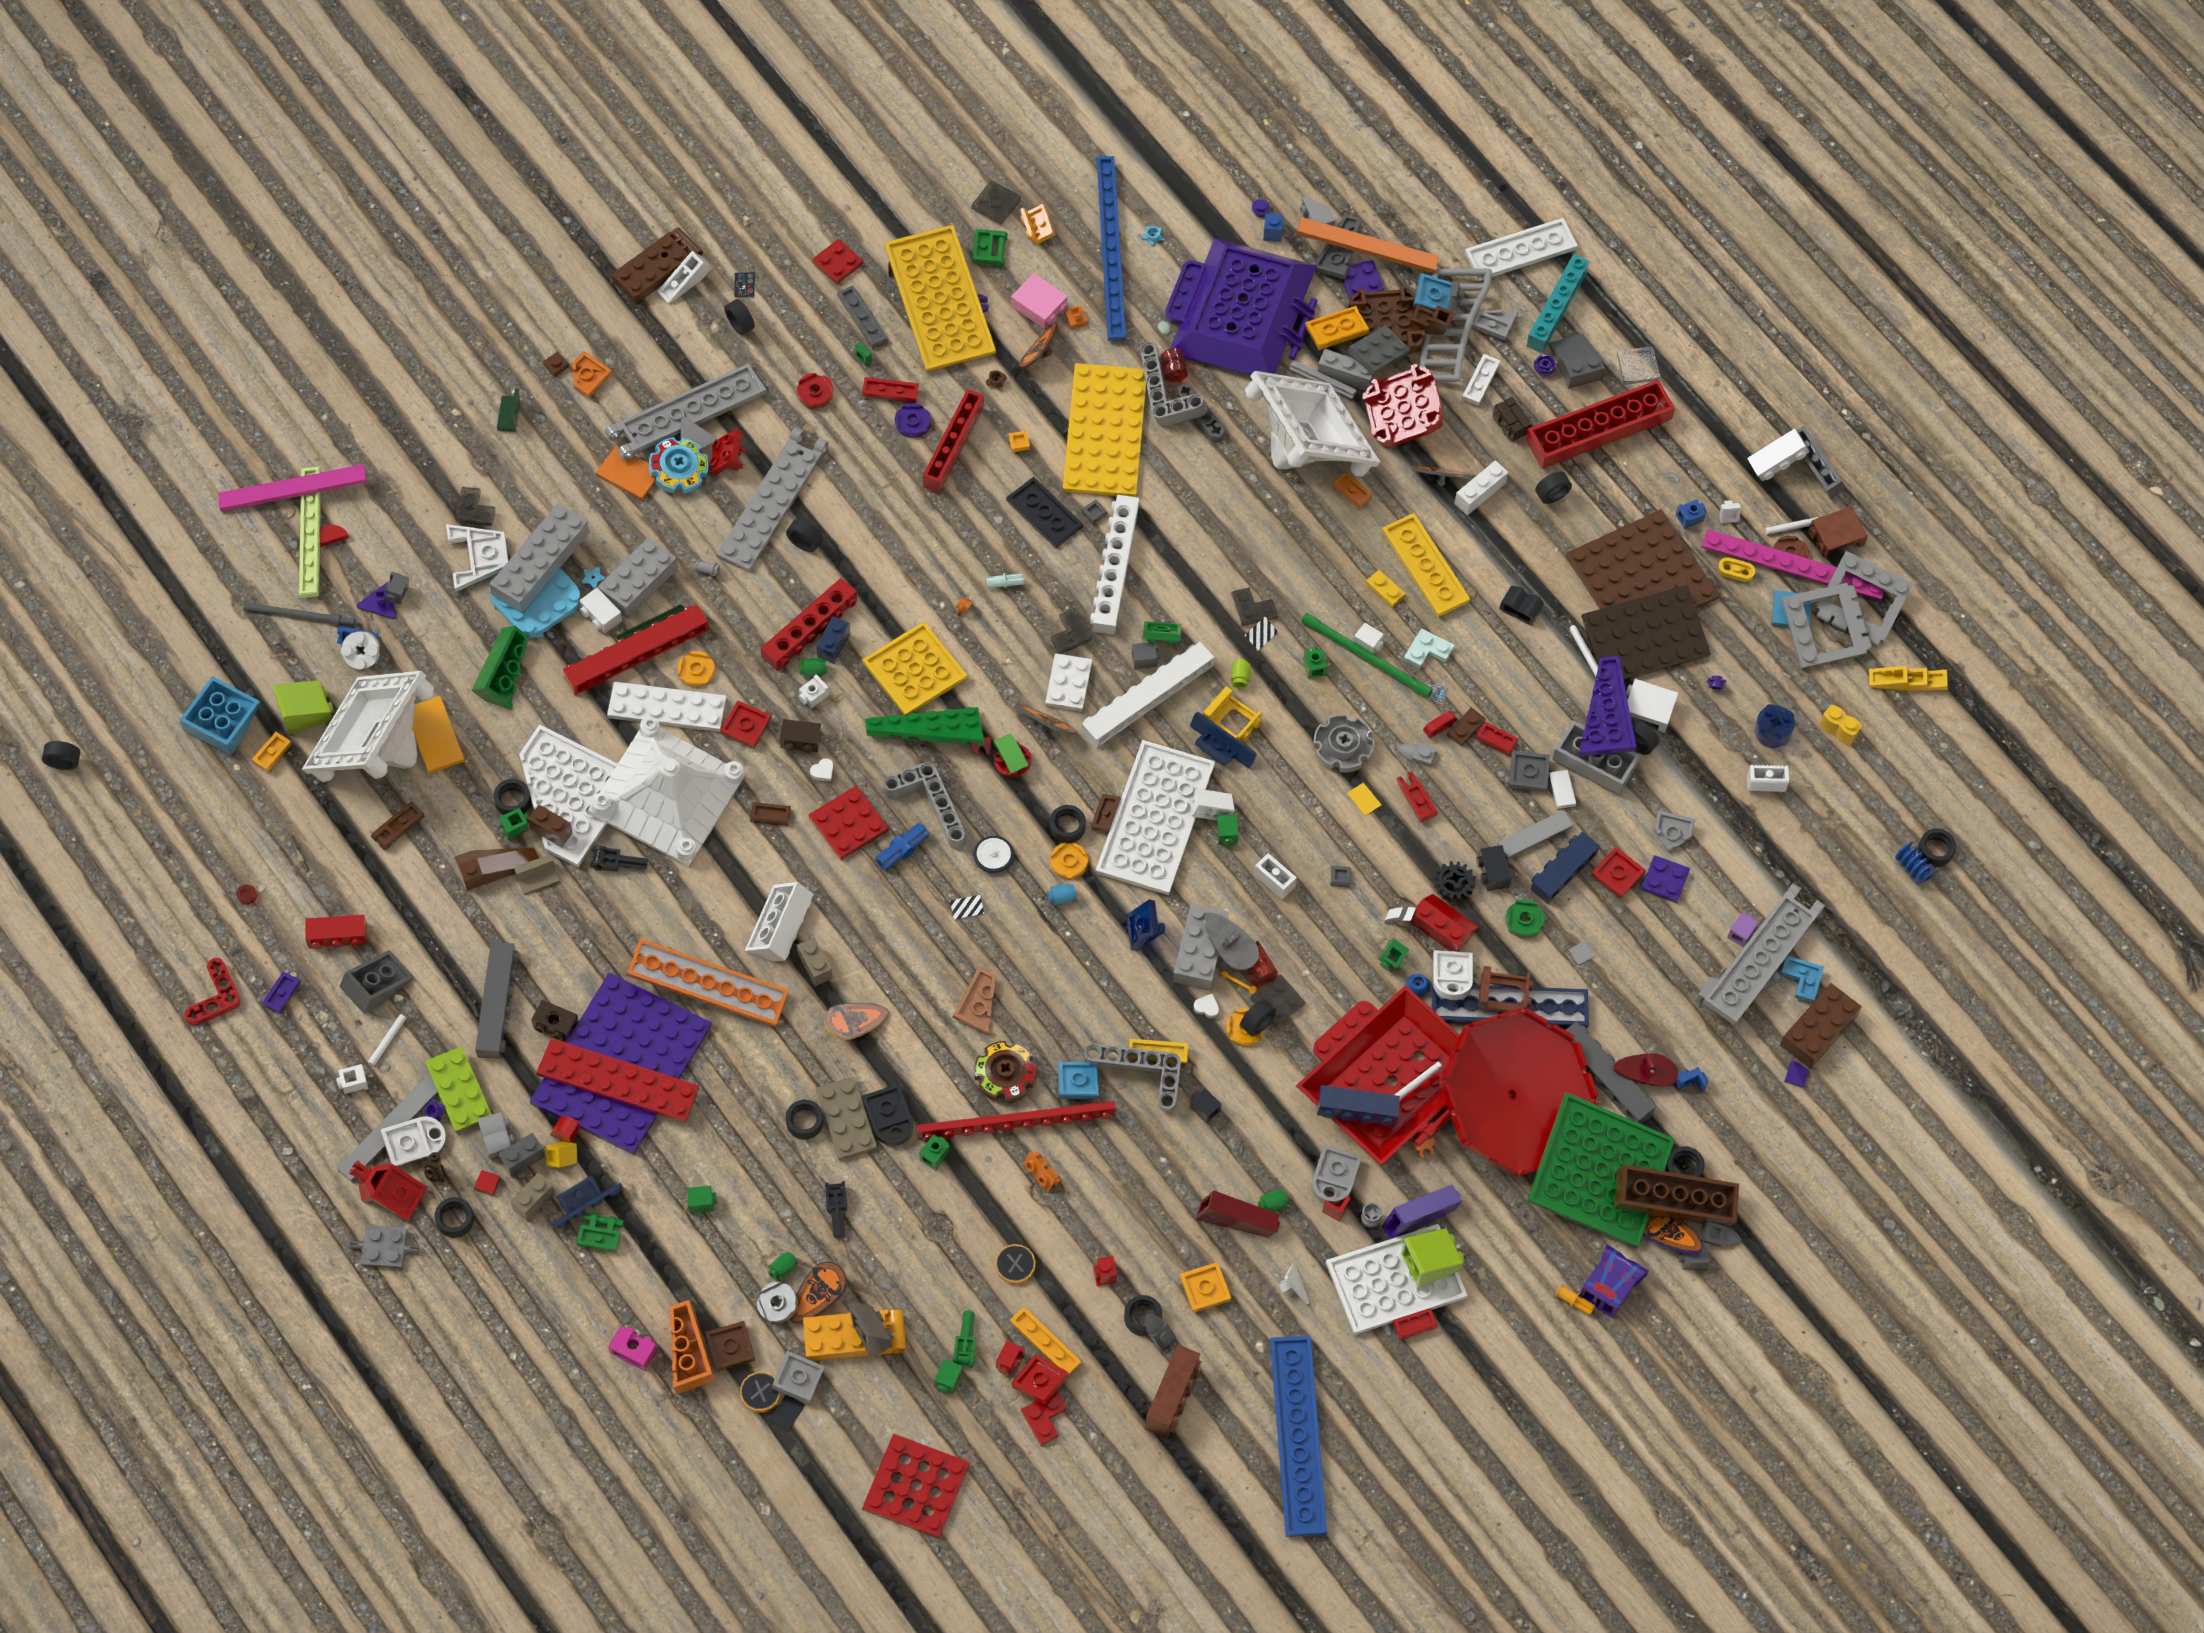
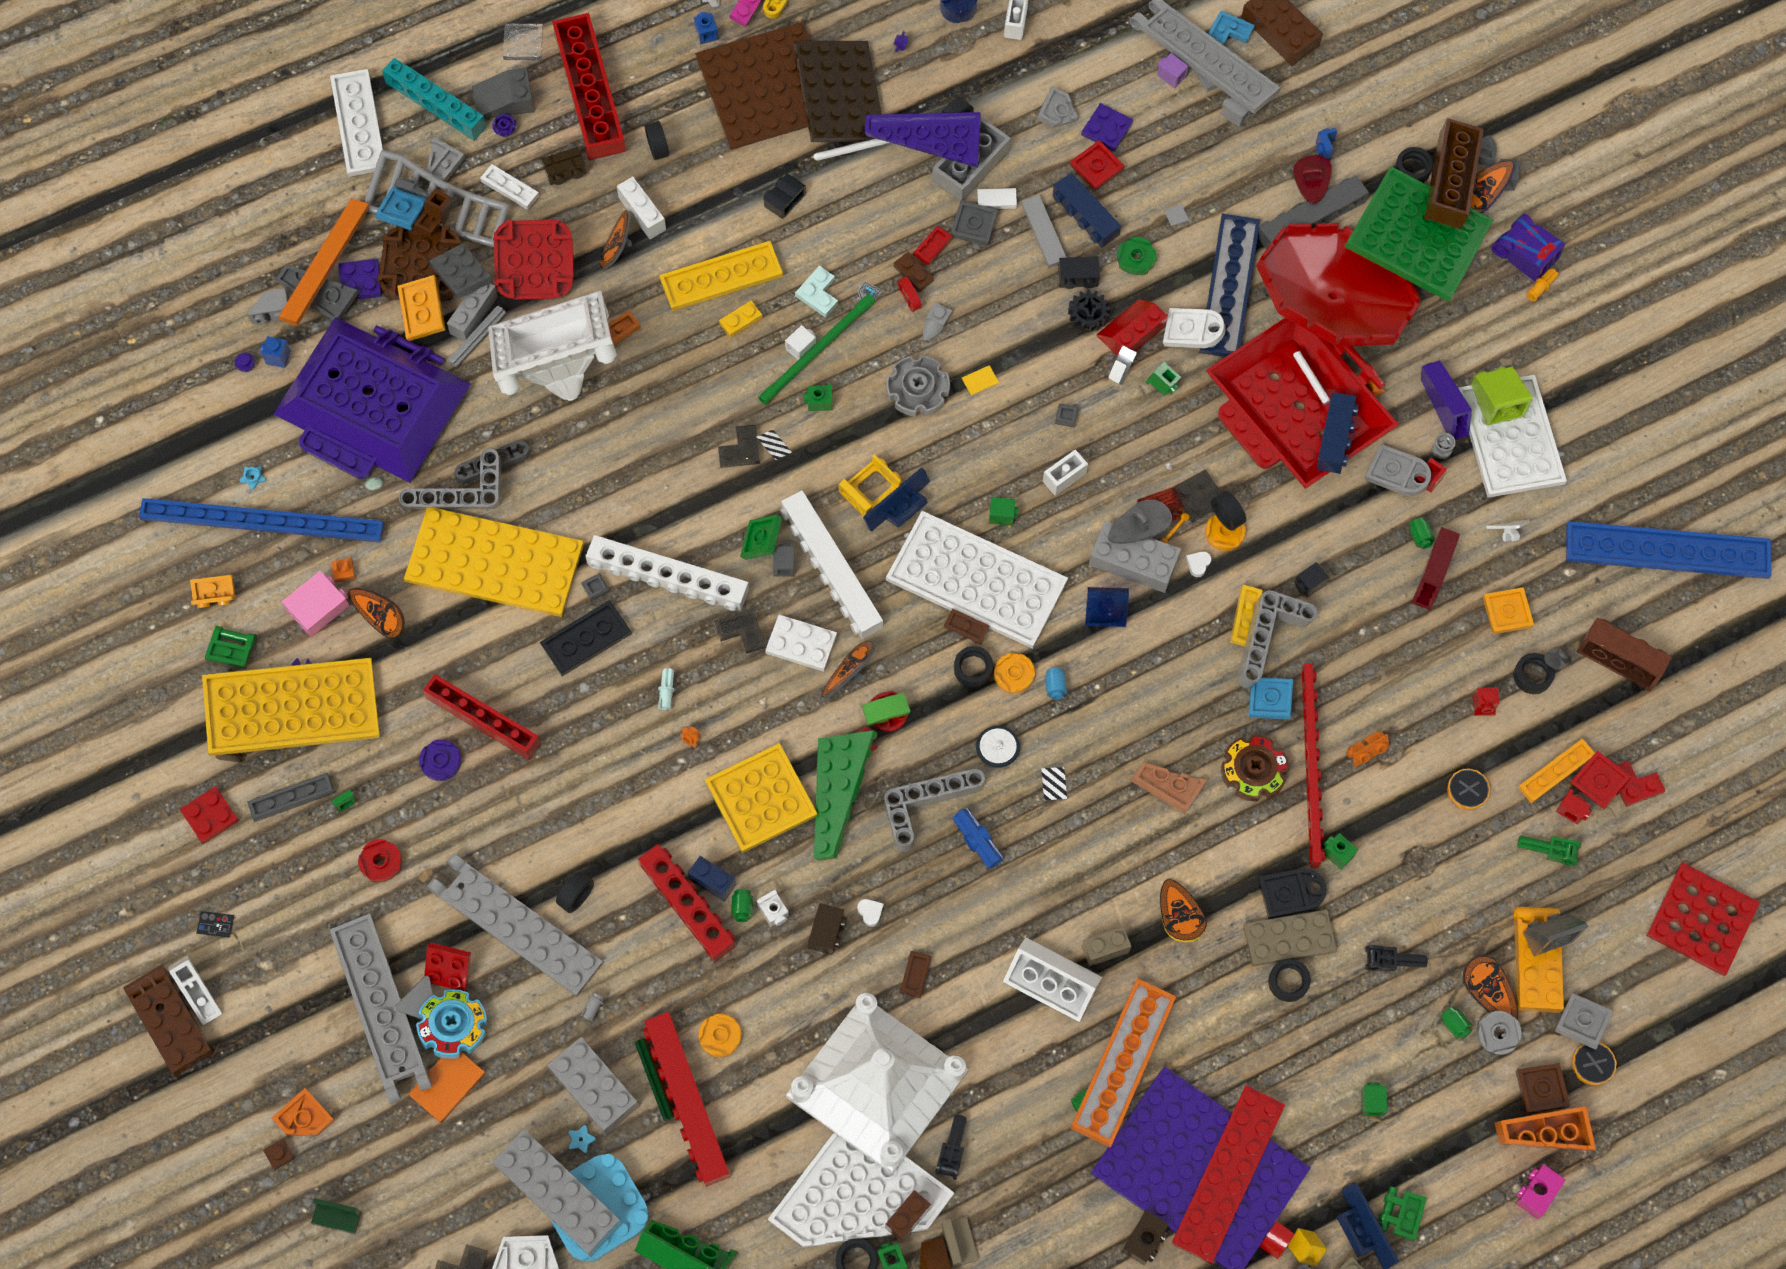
camera: 80 degrees left, 5 degrees up
(600, 611) = (629, 1134): white brick -> none
(668, 706) = (763, 1073): white plate -> none
(739, 317) = (267, 930): black tyre -> none
(745, 724) = (801, 987): red plate -> none
(787, 1412) = (1617, 1040): black sticker -> none
(848, 822) = (938, 892): red plate -> none
(890, 389) = (396, 778): red plate -> none
(948, 1377) = (1591, 870): green brick -> none
(996, 202) = (172, 631): clear smoke plate -> none
(996, 375) = (405, 658): reddish brown plate -> none
(1019, 441) = (492, 650): light orange plate -> none
(1174, 365) = (430, 476): clear red wheel -> none
(1211, 804) = (974, 519): white hinge -> none
(1240, 673) = (821, 470): lime brick -> none
(1415, 1324) = (1560, 426): red plate -> none
(1417, 798) = (988, 329): red hinge -> none
(1424, 986) = (1192, 368): blue plate -> none
(1523, 983) = (1215, 299): copper panel -> none
(1651, 703) = (918, 97): white panel -> none
(1796, 1074) = (1325, 58): dark purple slope -> none

